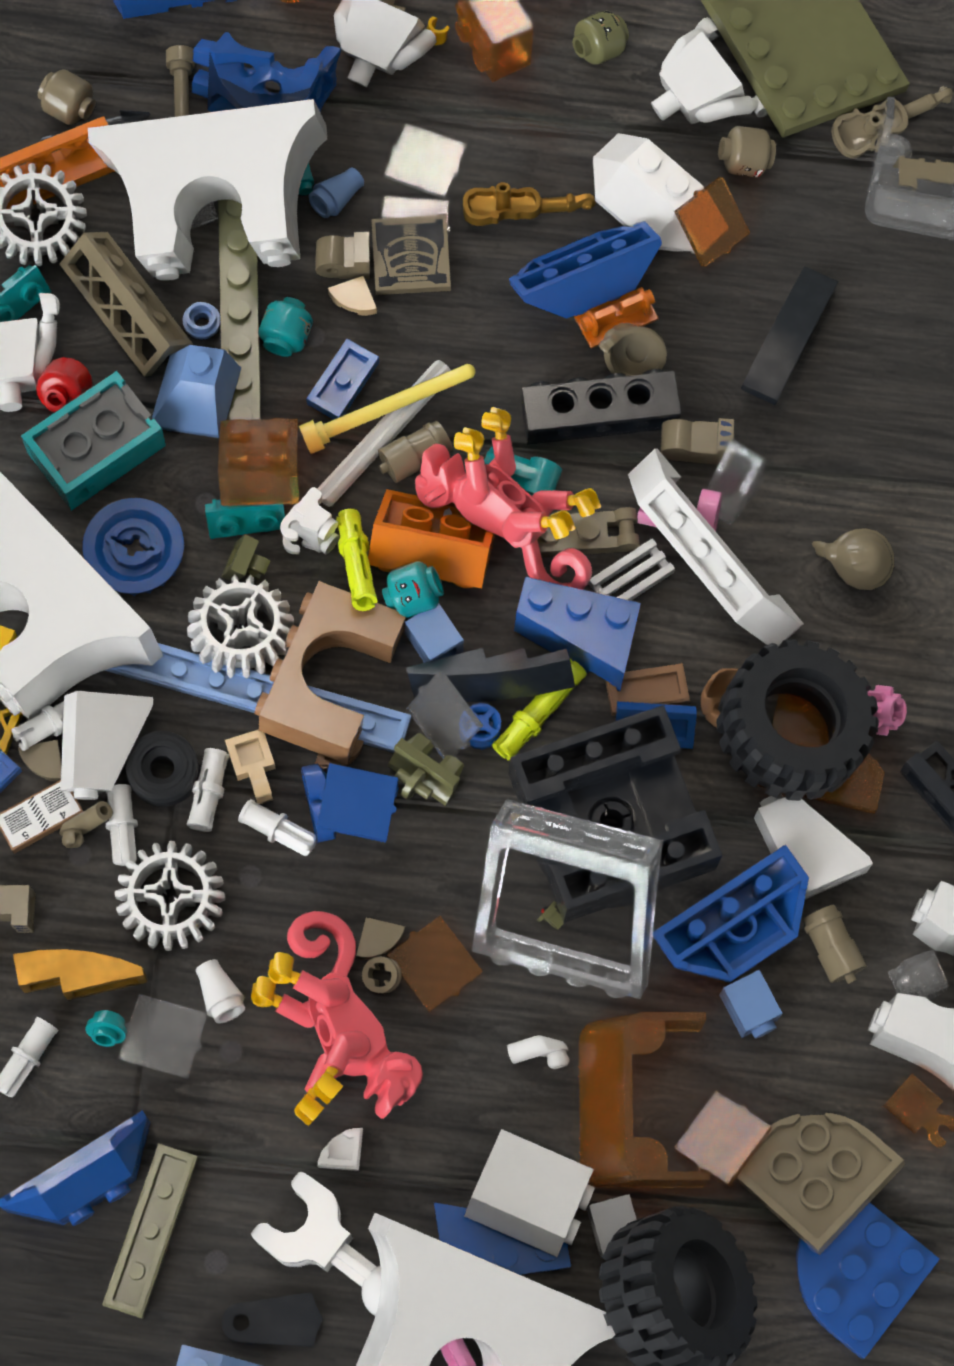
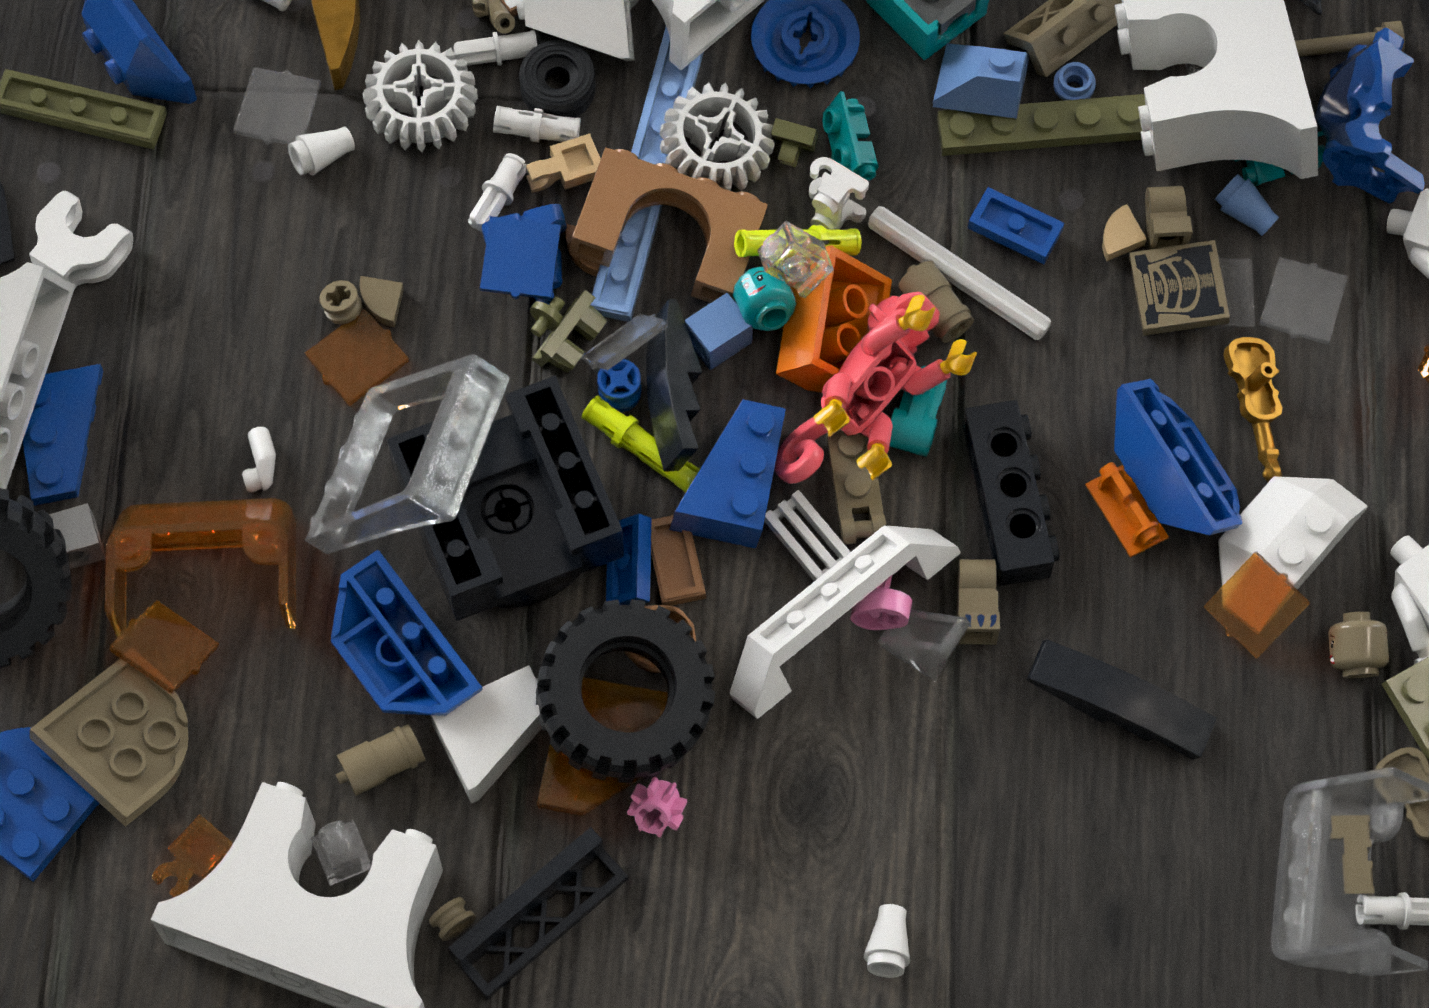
camera: 90 degrees right, 5 degrees down
(106, 1028) = (280, 49): teal plate -> none
(259, 462) = (902, 138): clear orange brick -> none
(285, 327) = (1073, 163): teal head -> none
(318, 434) = (947, 201): light yellow piece -> none
(343, 1151) = (156, 279): white tile -> none
(345, 1025) = (271, 267): coral animal -> none
(386, 553) = (795, 258): none -> clear brick
(531, 1193) = (103, 448): white brick -> none
(633, 349) = (1080, 518): dark tan hat -> none
(751, 1005) = (309, 671): medium blue brick -> none
(859, 557) = (846, 785): dark tan hat -> none

